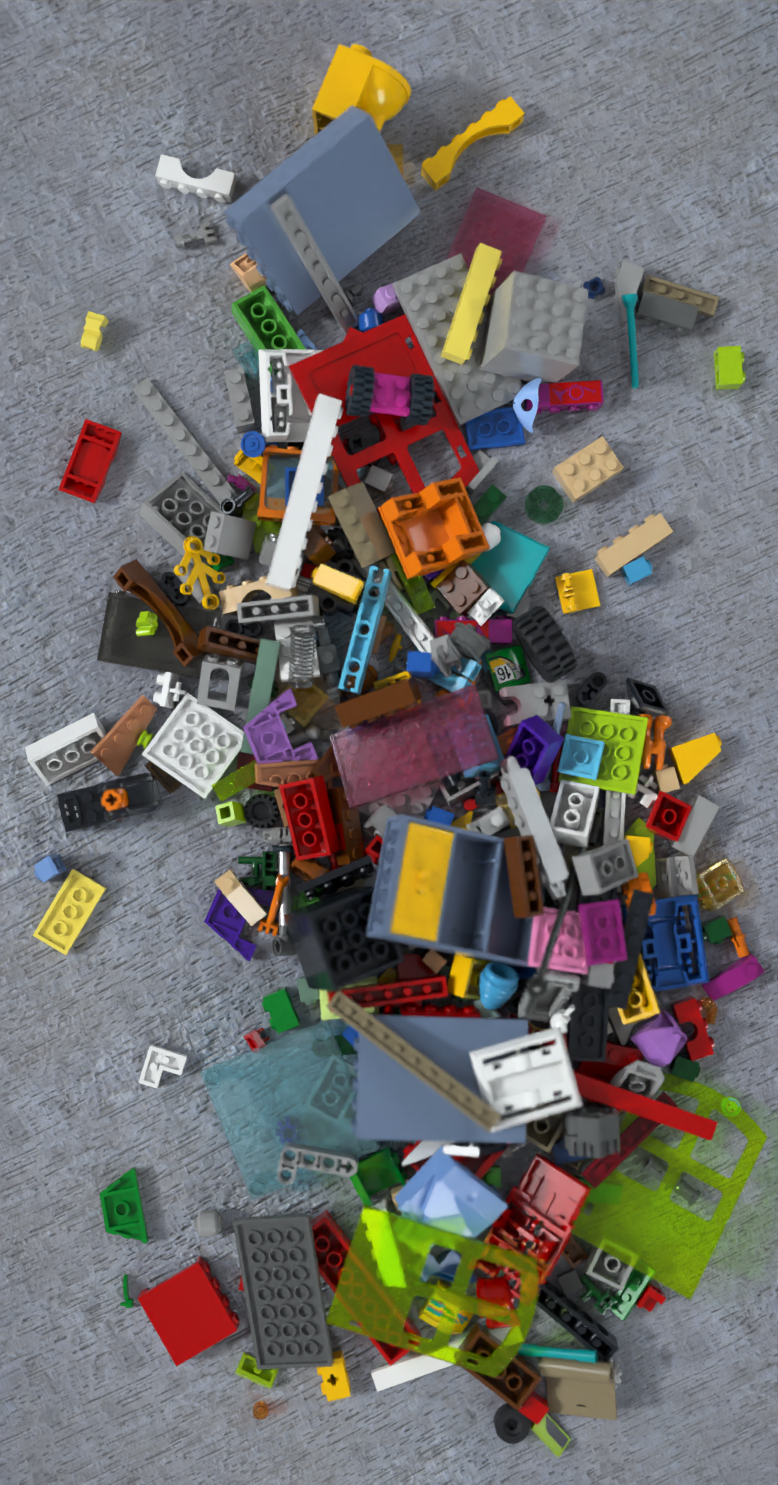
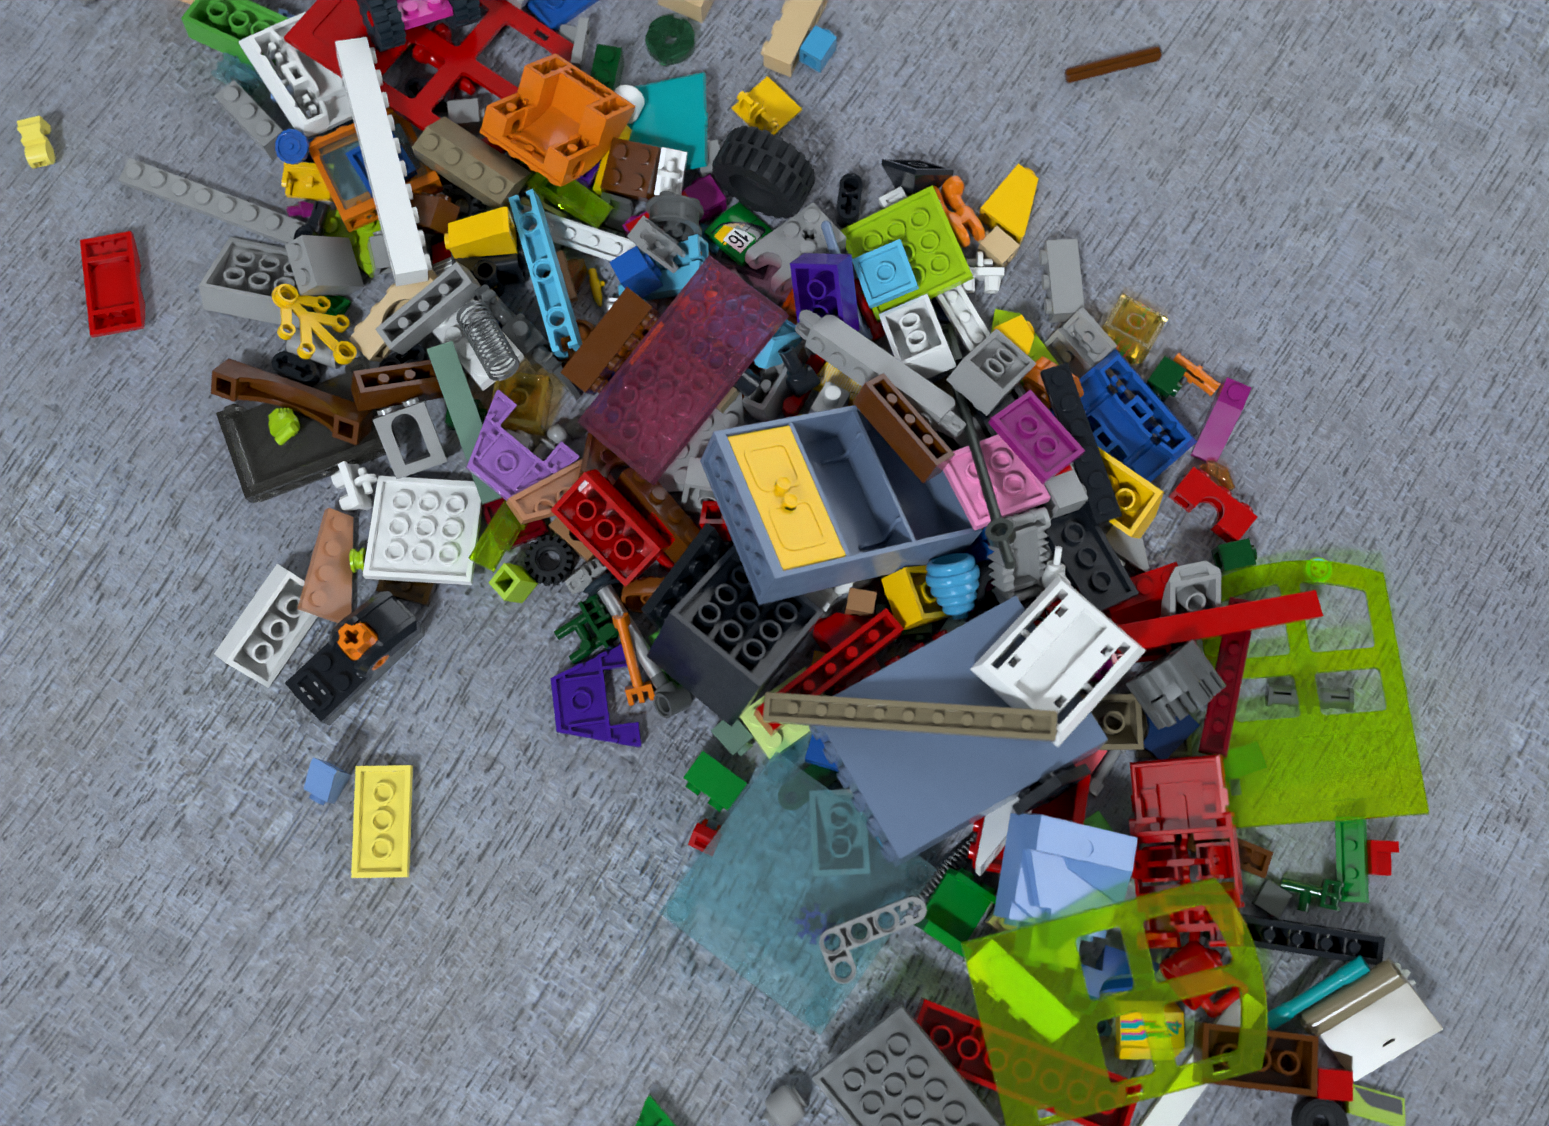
camera: 30 degrees left, 10 degrees down
(159, 1060) = (599, 939): white plate -> none
(240, 897) = (582, 672): tan slope -> none
(607, 1268) = (1304, 845): light grey brick -> none
(659, 1039) = (1184, 533): medium lavender piece -> none
(668, 817) = (1027, 284): red slope -> none

